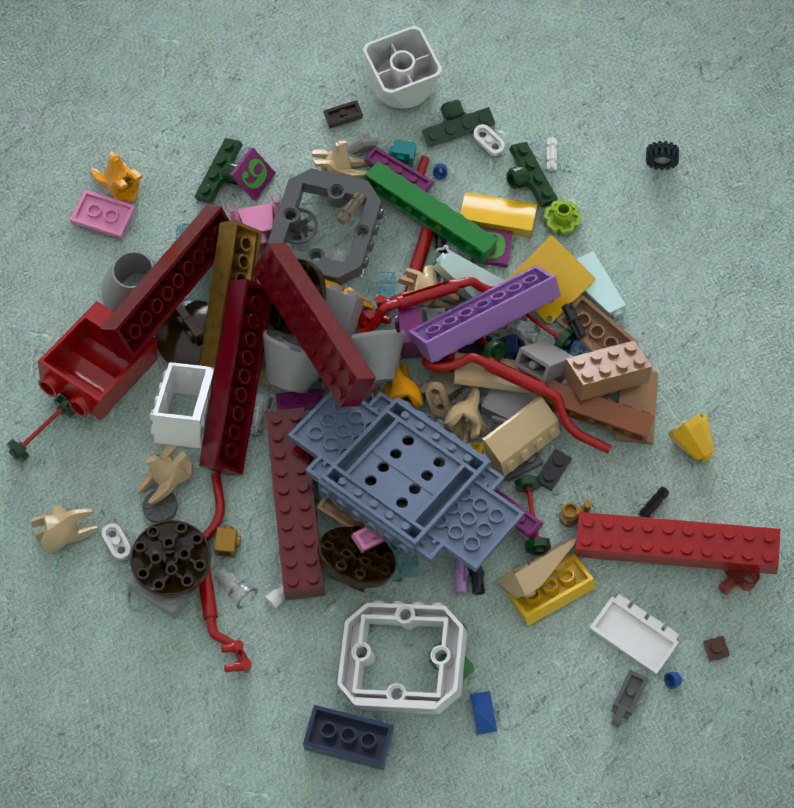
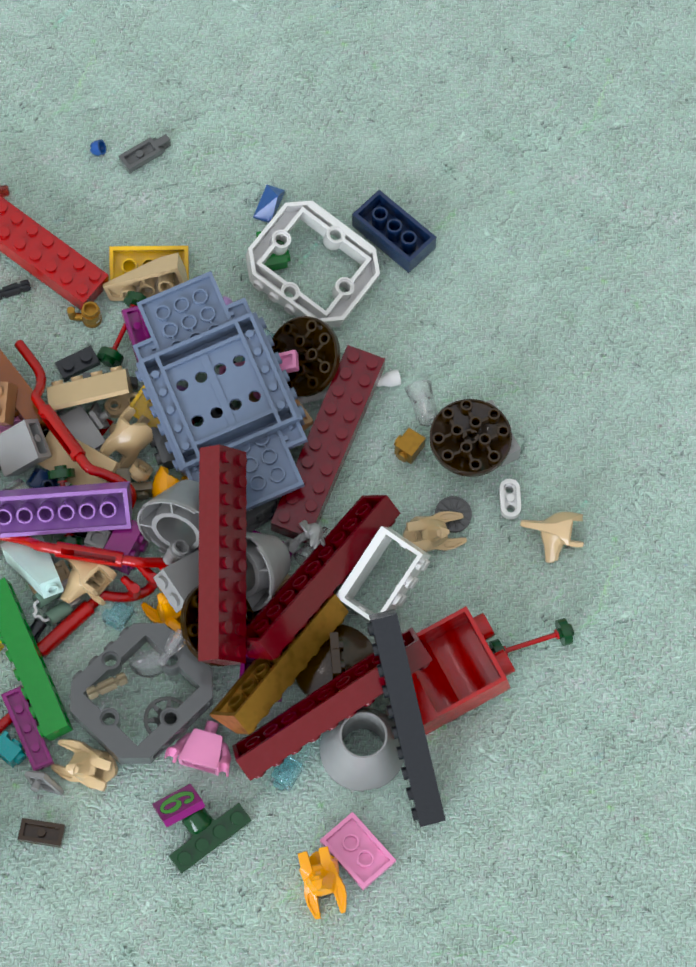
camera: 155 degrees left, 0 degrees up
(103, 288) = (407, 718): none -> black brick
(208, 596) = (457, 393): red piece -> none
(264, 406) = (311, 531): none -> light grey piece
(318, 258) = (173, 645): none -> clear cone
(358, 327) = (177, 550): none -> light grey cone
(634, 635) = (102, 199): white hinge -> none
(716, 648) = (45, 154): reddish brown plate -> none

